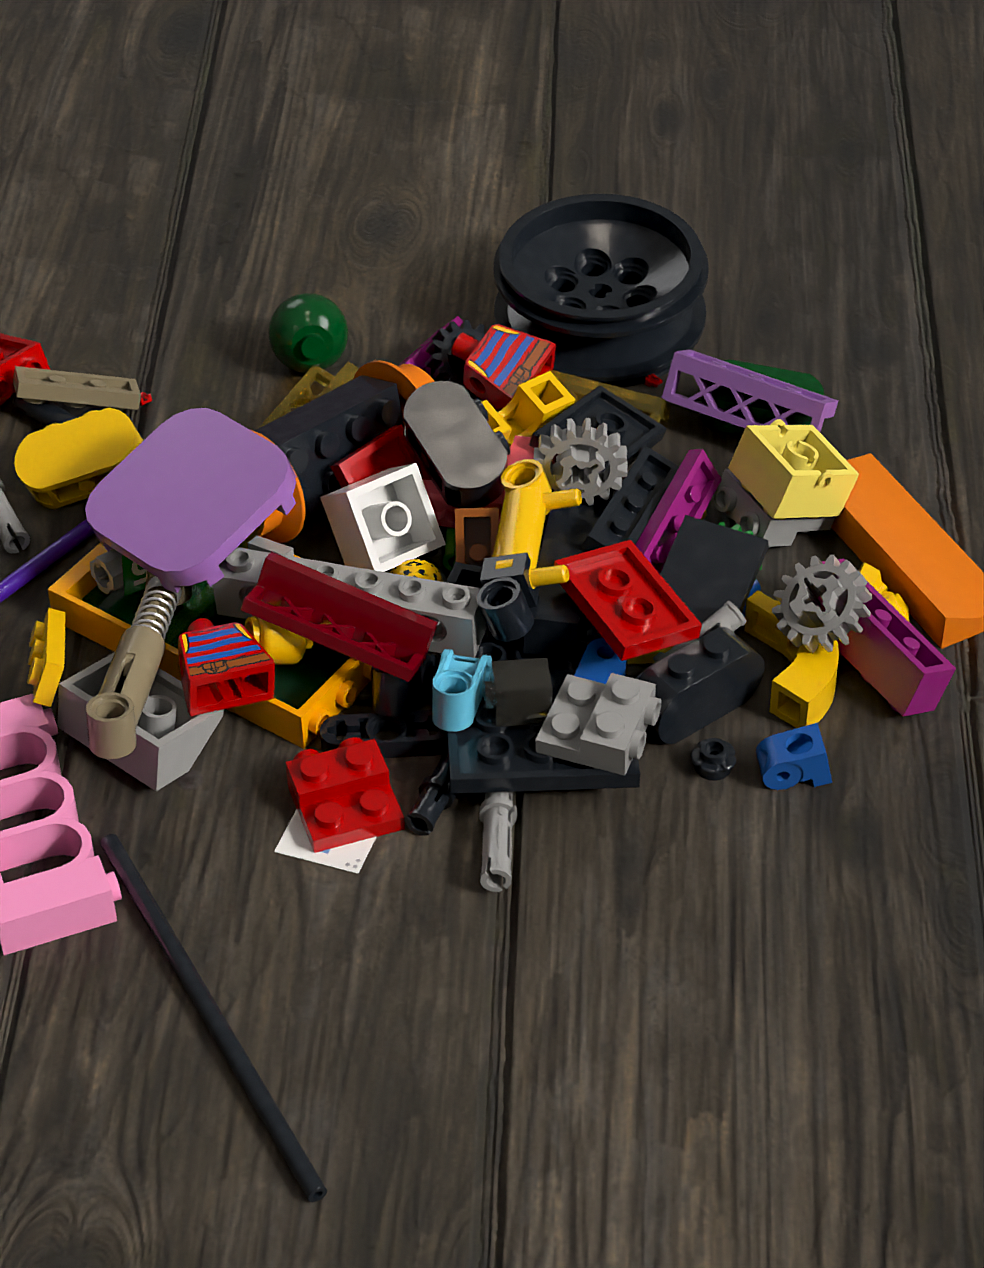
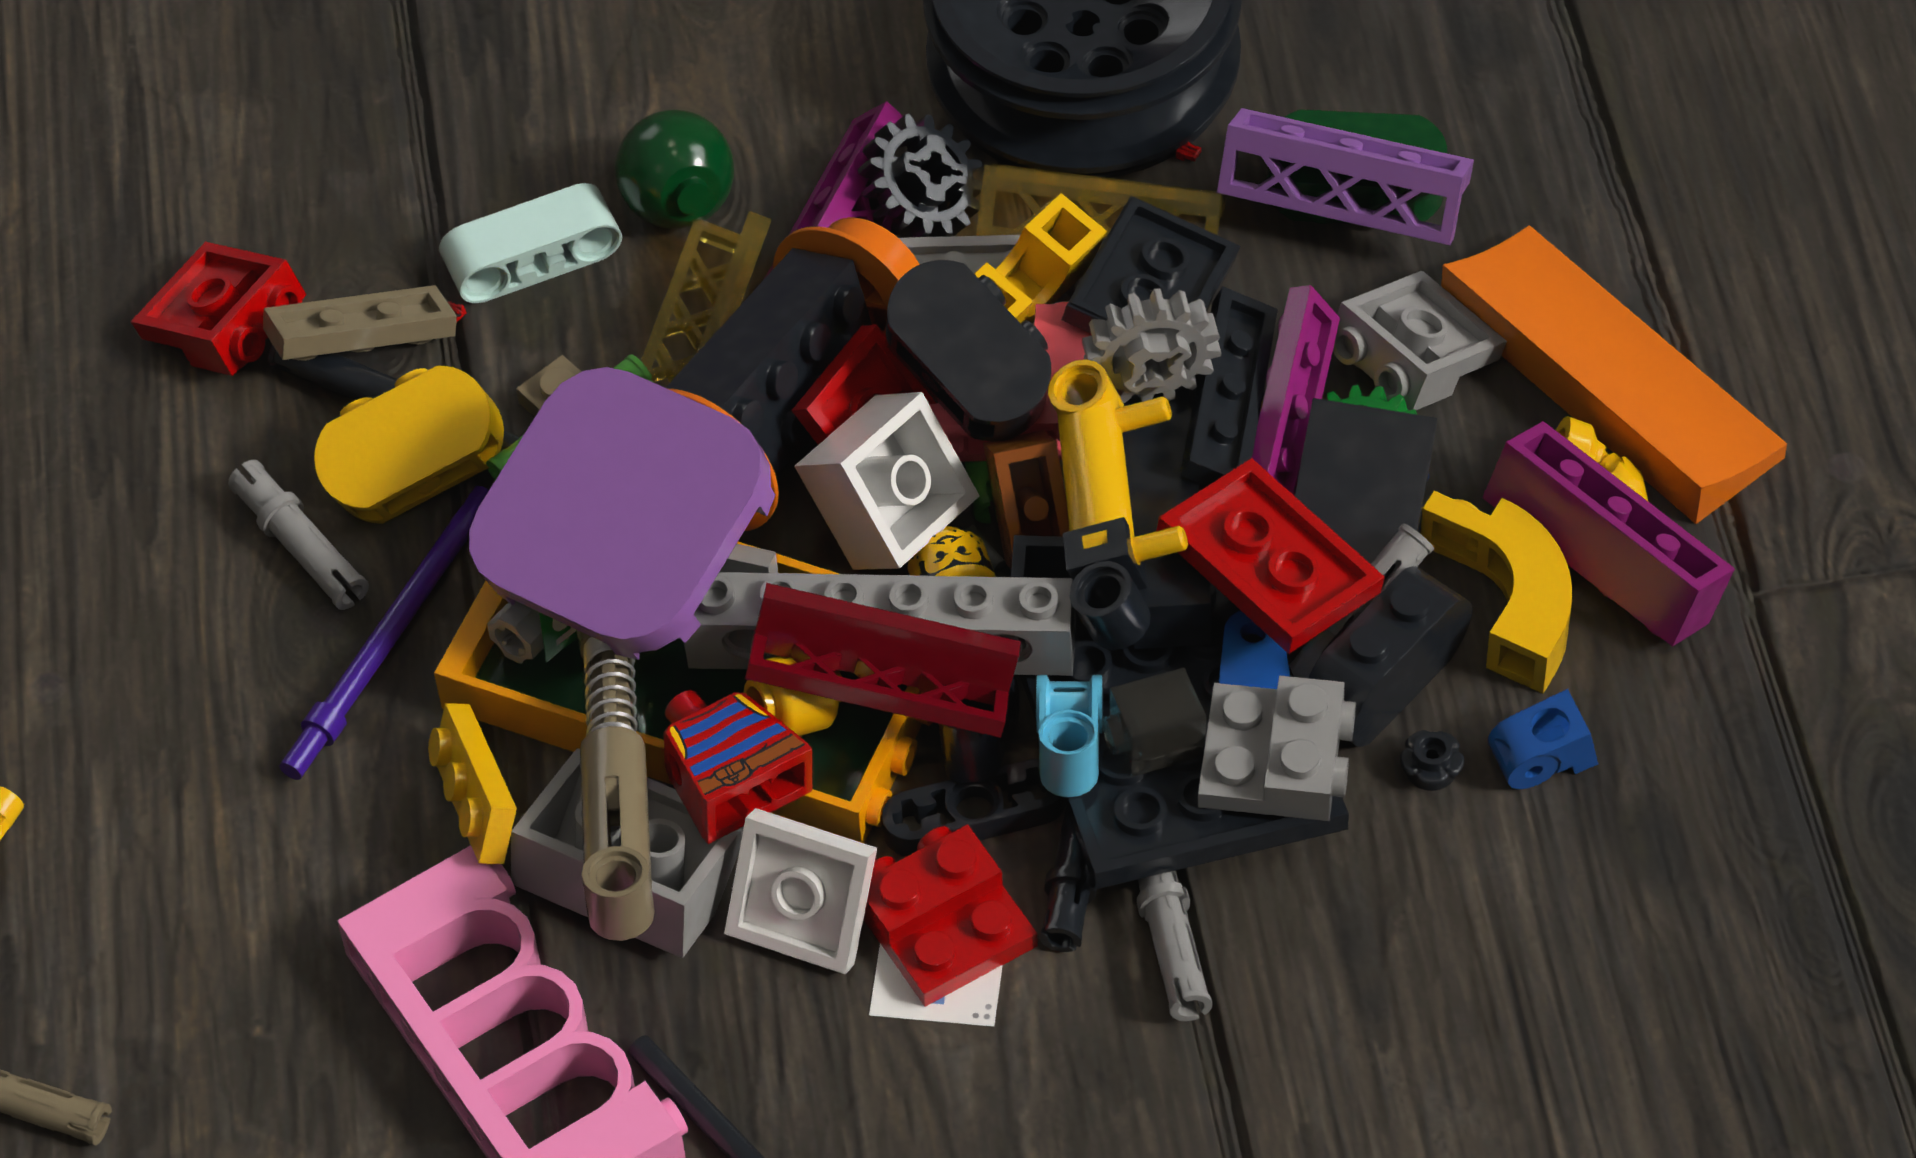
camera: 10 degrees left, 10 degrees up
(204, 364) = (530, 243): none -> light aqua beam
(246, 758) = (800, 890): none -> white tile
(502, 362) = (984, 186): red torso -> none
(792, 471) = (1442, 295): light yellow brick -> none
(843, 599) = (1556, 495): light grey gear -> none

